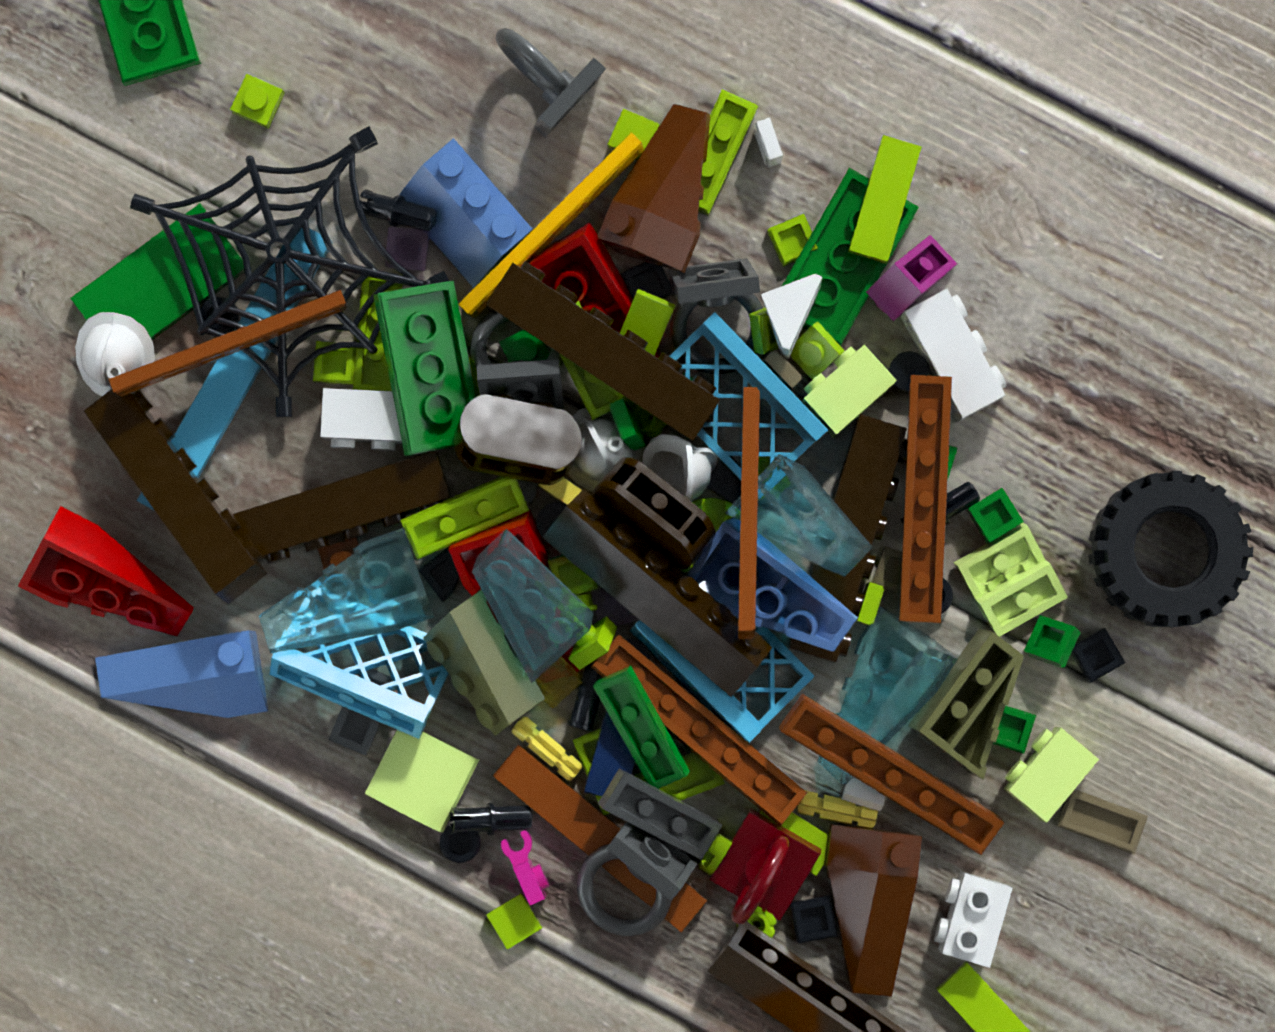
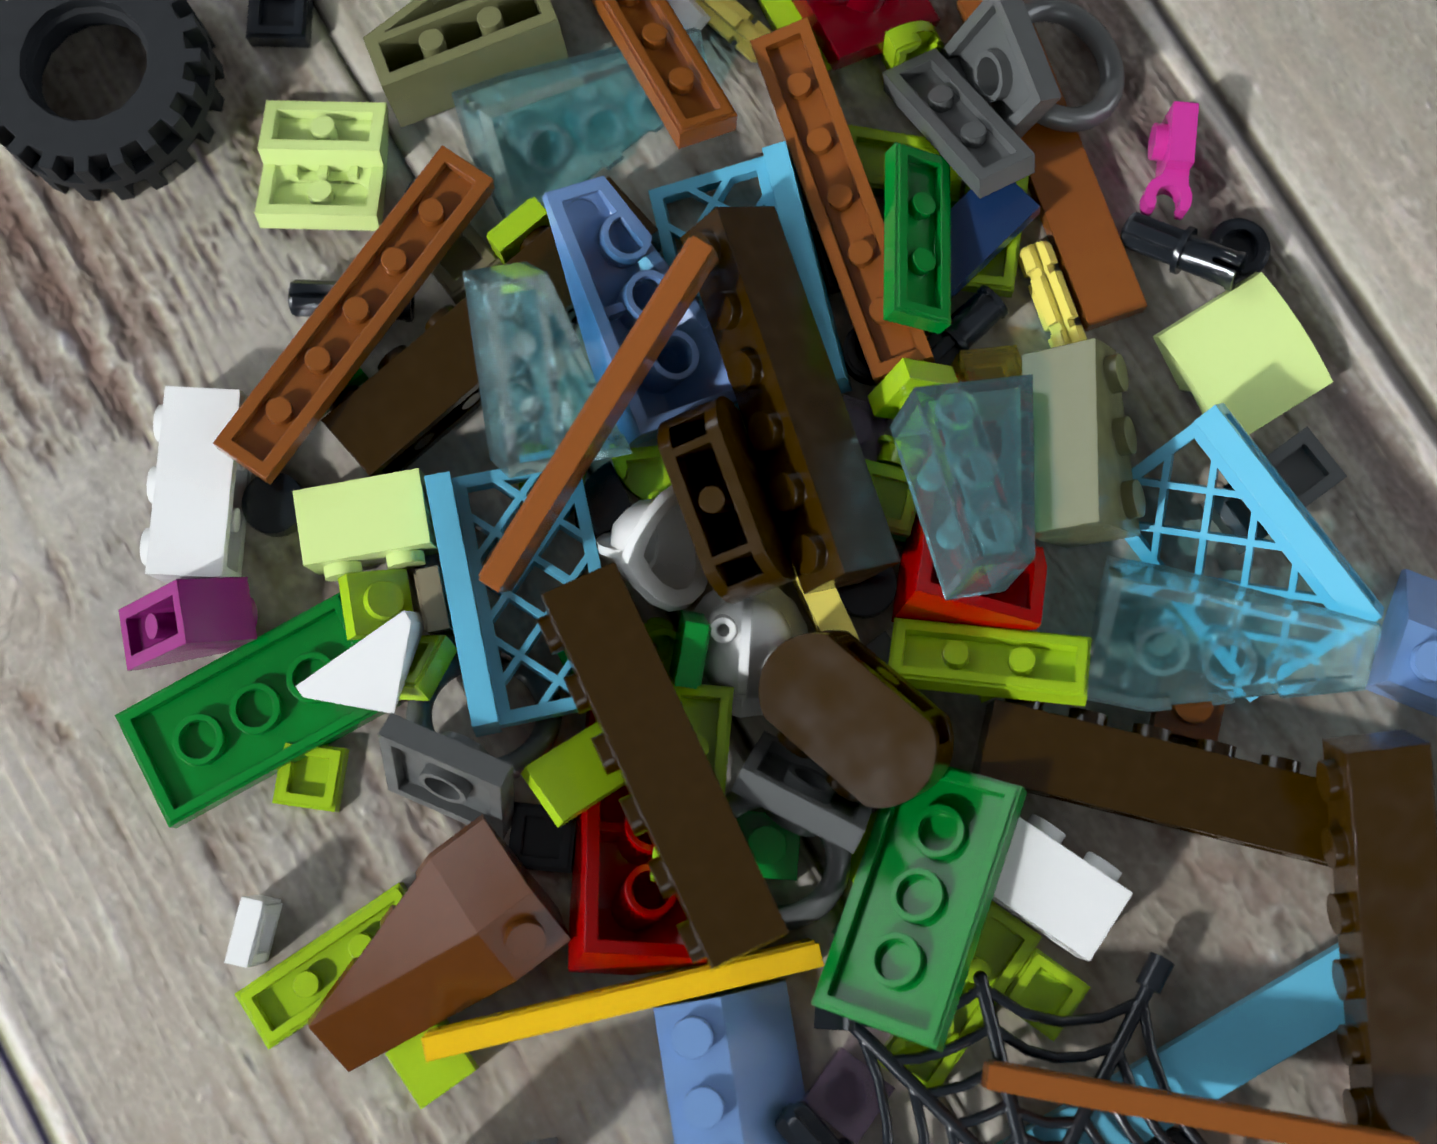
camera: 145 degrees left, 5 degrees down
(441, 574) = (1066, 607): black tile -> none
(514, 921) = (1225, 112): lime tile -> none
(884, 199) = (148, 751): lime tile -> none
(994, 515) = (287, 250): green plate -> none
(1052, 641) = (321, 55): green plate -> none

